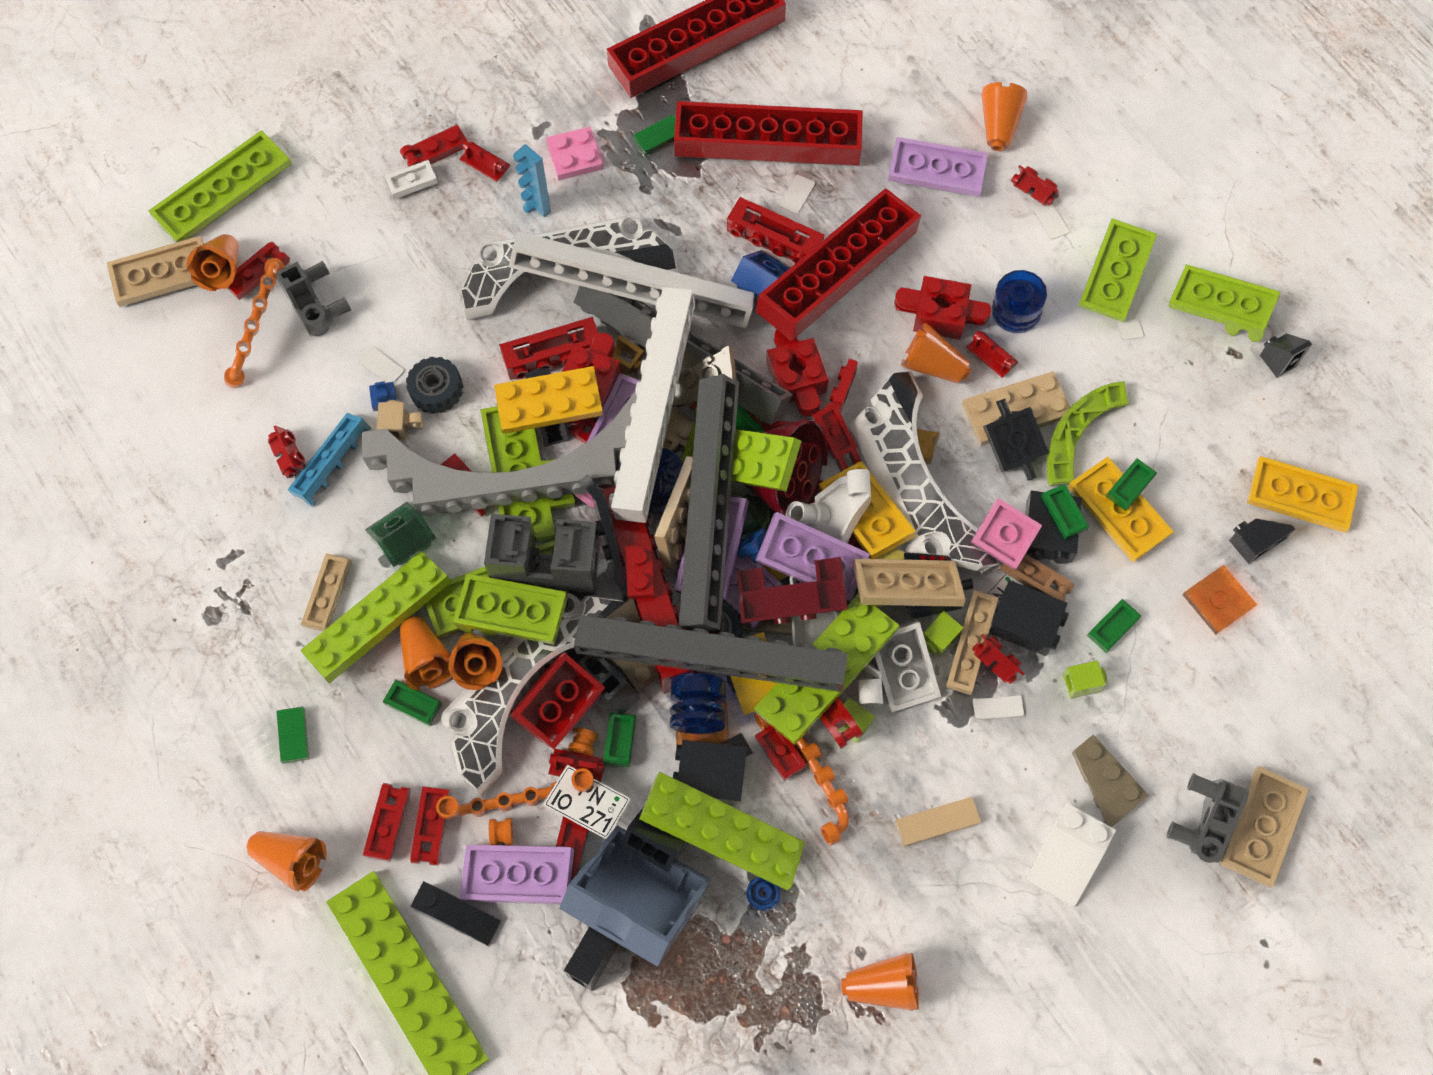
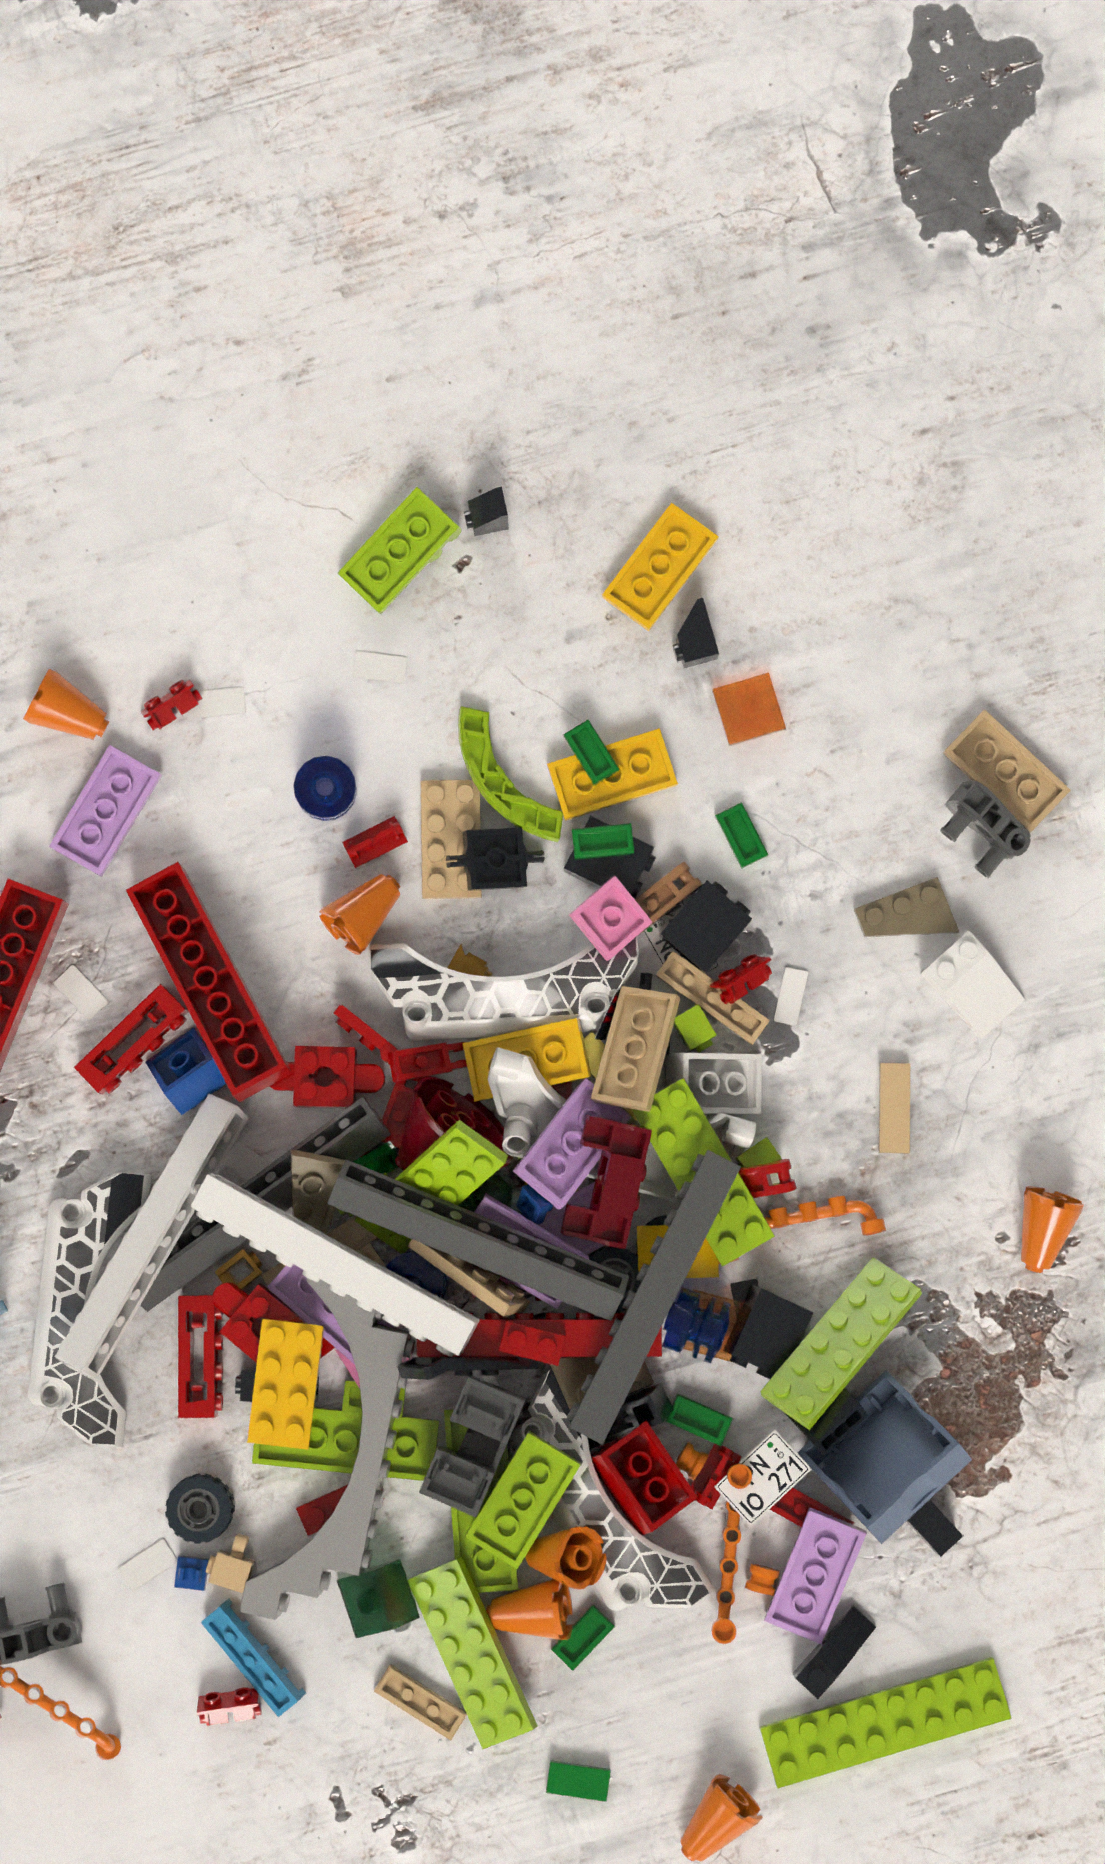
camera: 70 degrees left, 15 degrees up
(386, 823) = (712, 1701): red plate -> none
(429, 827) = (729, 1656): red plate -> none
(761, 902) = (920, 1326): blue plate -> none
(780, 752) = (776, 1250): red plate -> none
(945, 318) = (299, 878): red brick -> none
(1084, 679) = (793, 893): lime brick -> none
(1117, 270) = (319, 656): lime hinge -> none

